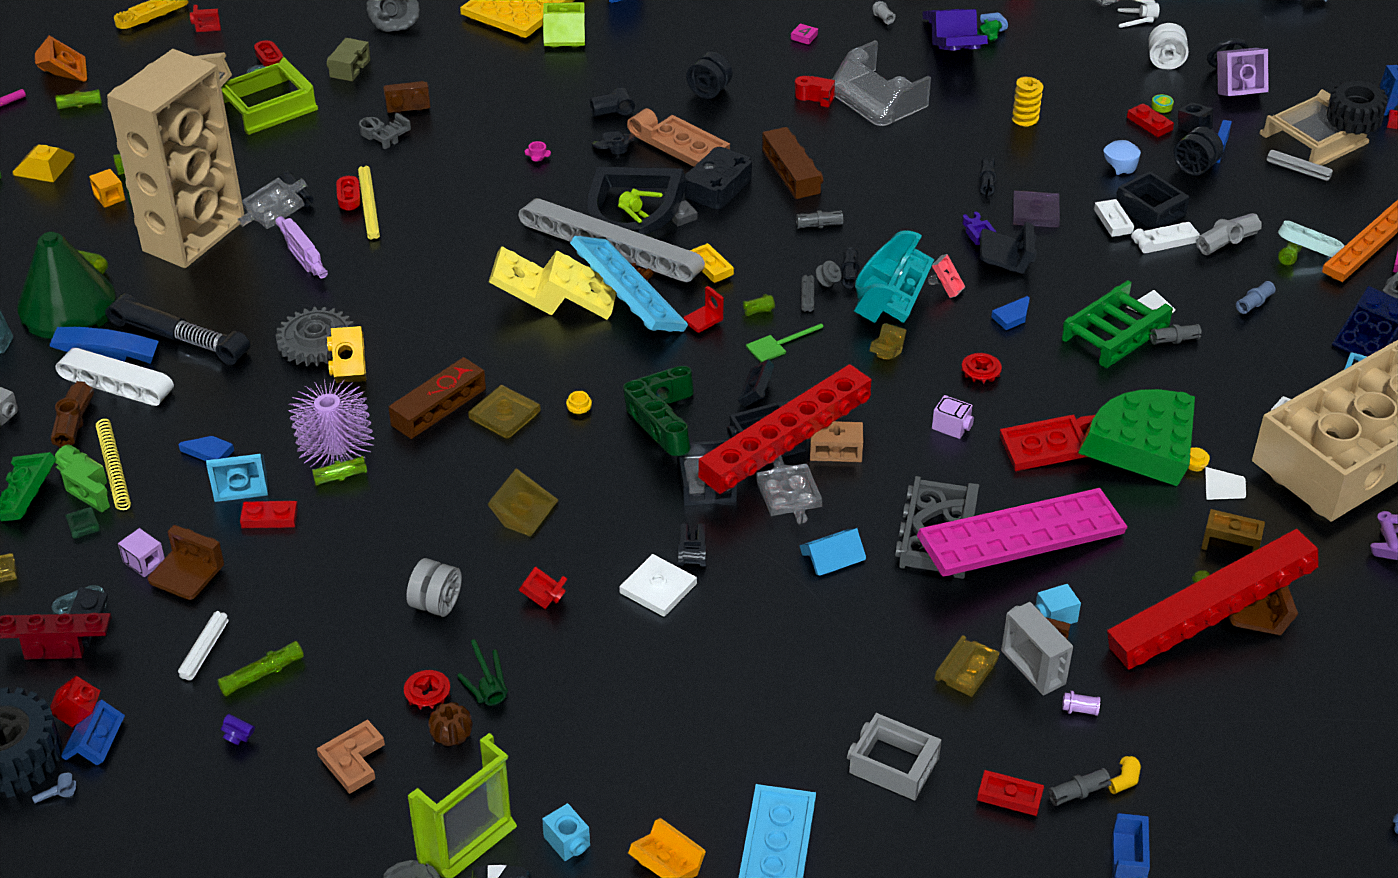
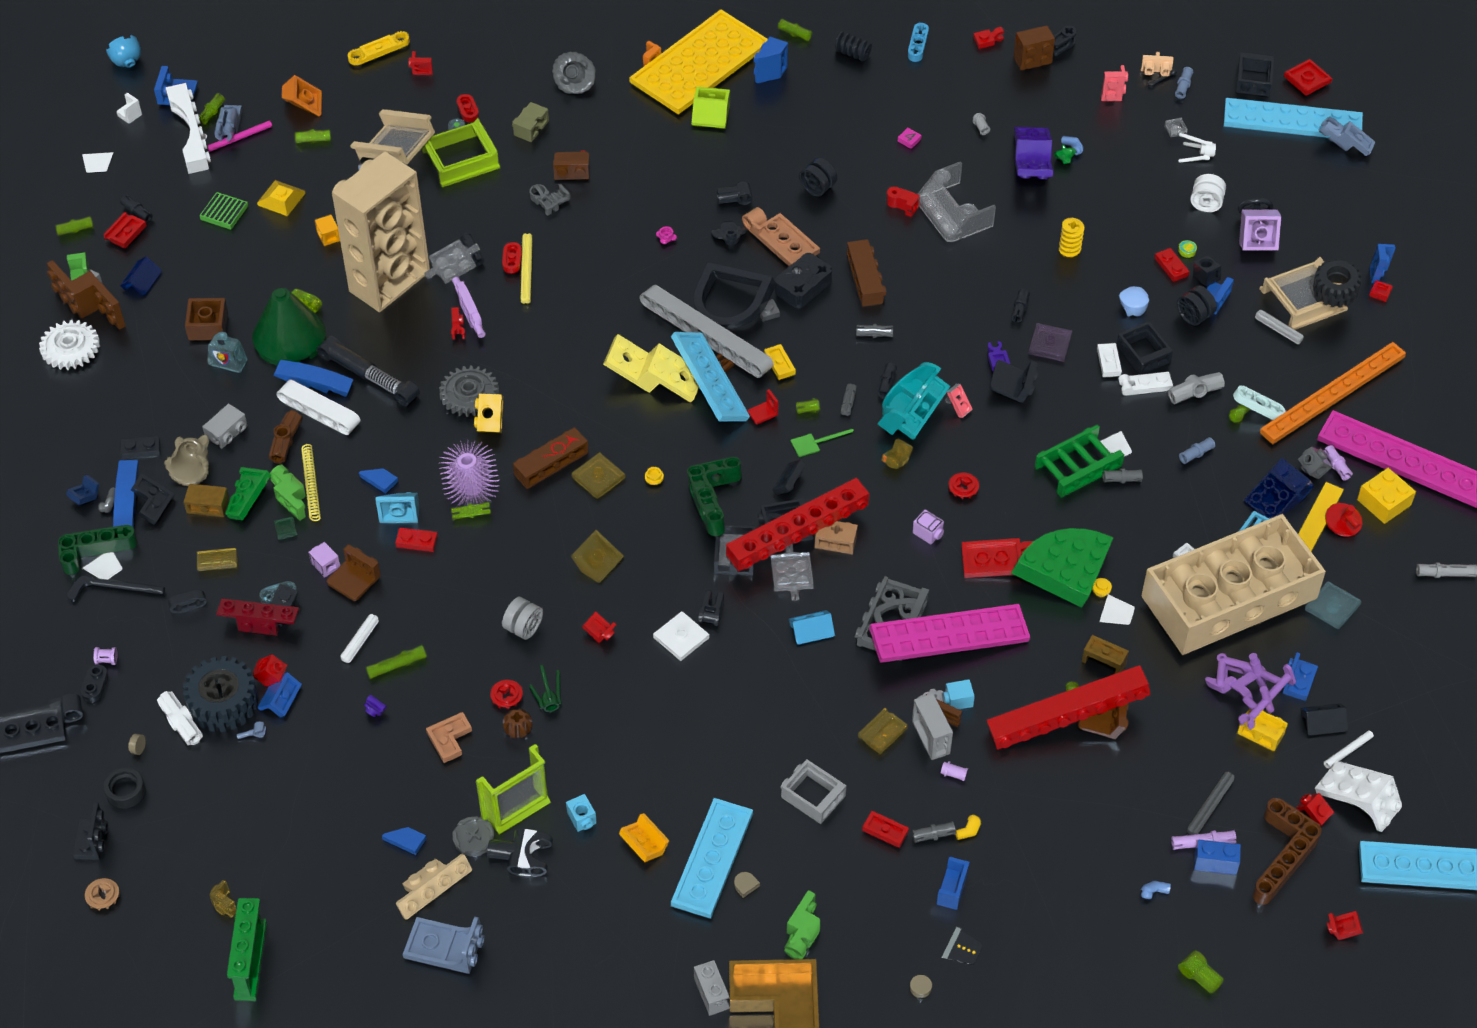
camera: 10 degrees right, 10 degrees up
(289, 265) = (457, 320): none -> red plate
(632, 202) = (729, 297): lime plant -> none
(828, 273) = (867, 384): dark grey wheel -> none
(1012, 313) = (1002, 439): blue tile -> none

